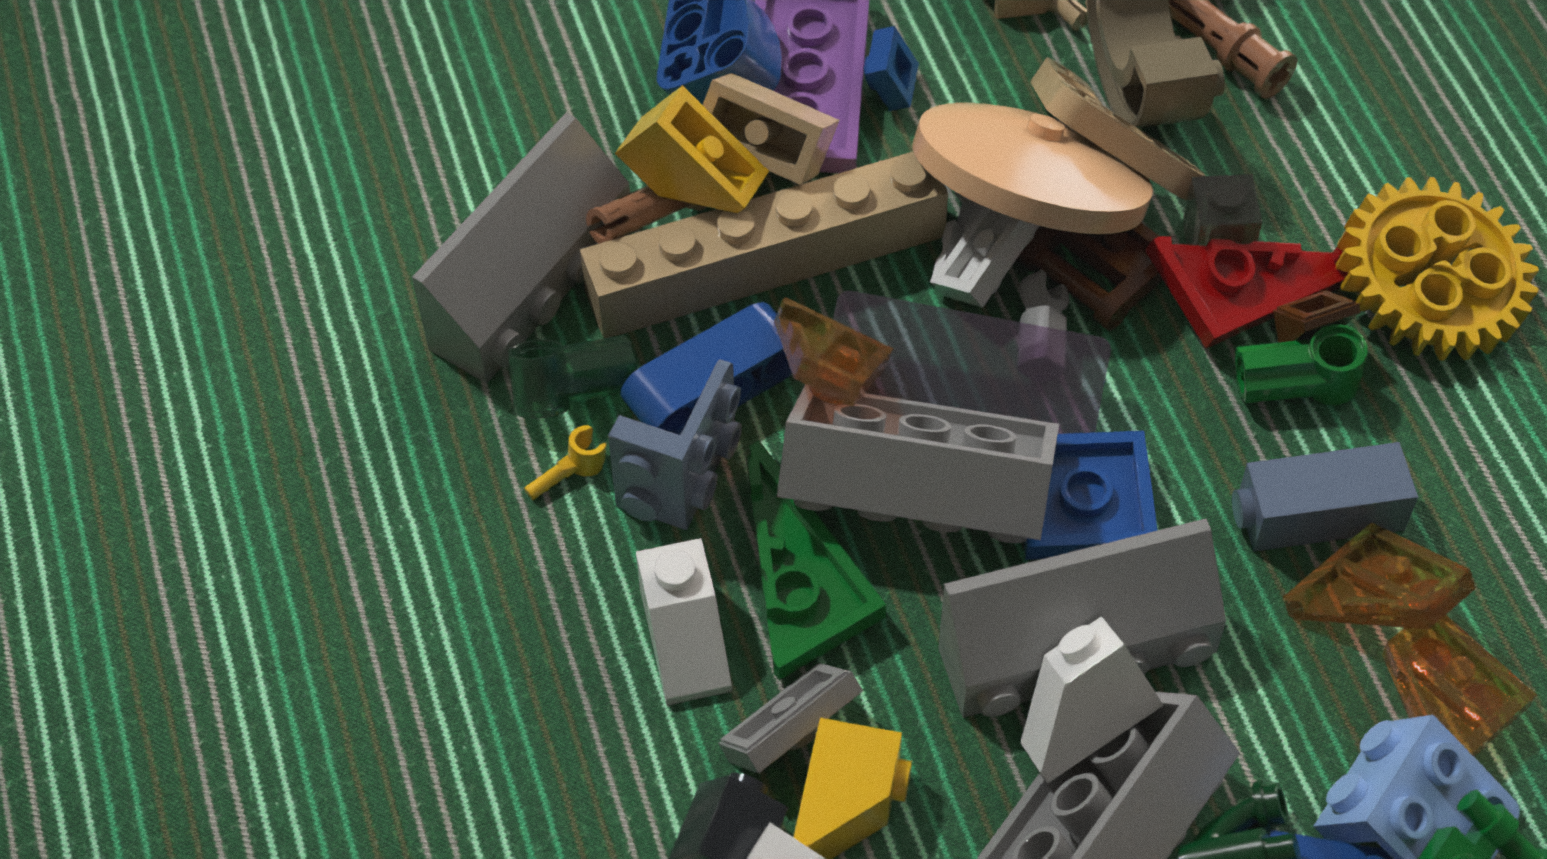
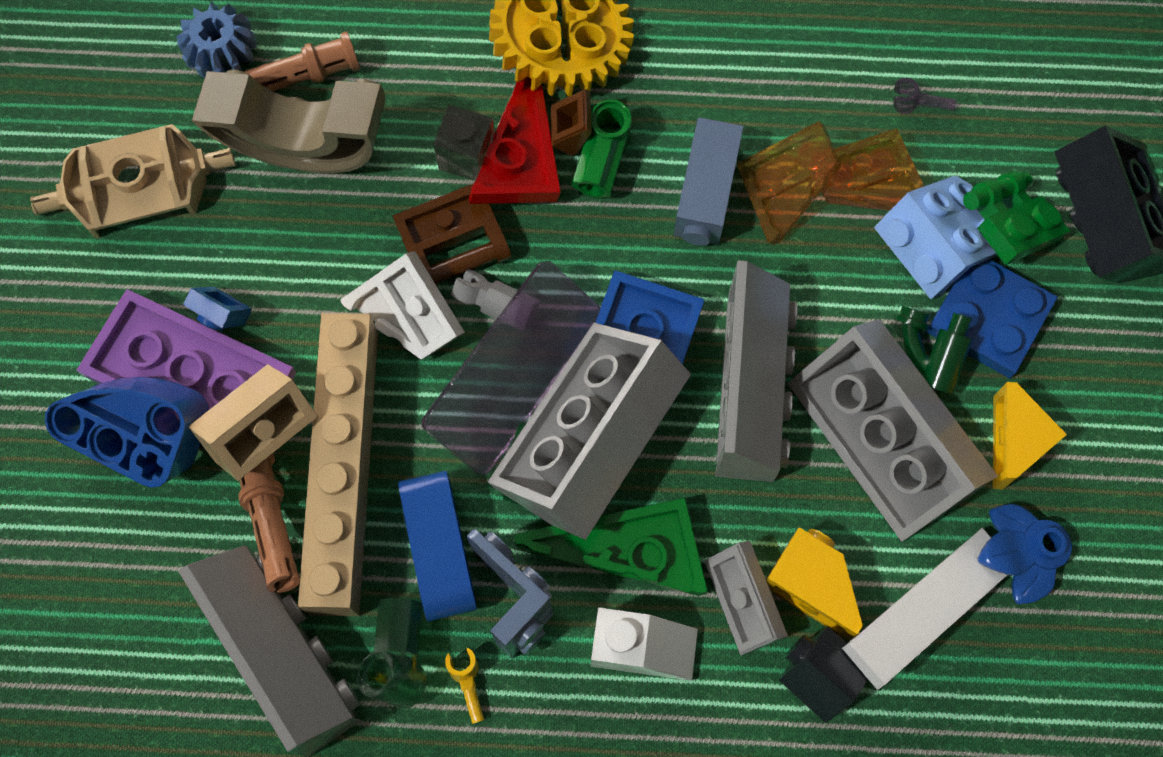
camera: 70 degrees left, 15 degrees up
(691, 156) = (261, 488): yellow slope -> none
(828, 355) = (480, 454): clear orange wing -> none
(1030, 168) = (375, 248): light nougat dish -> none
(1079, 108) = (357, 188): tan beam -> none
(1084, 698) = (817, 400): white slope -> none

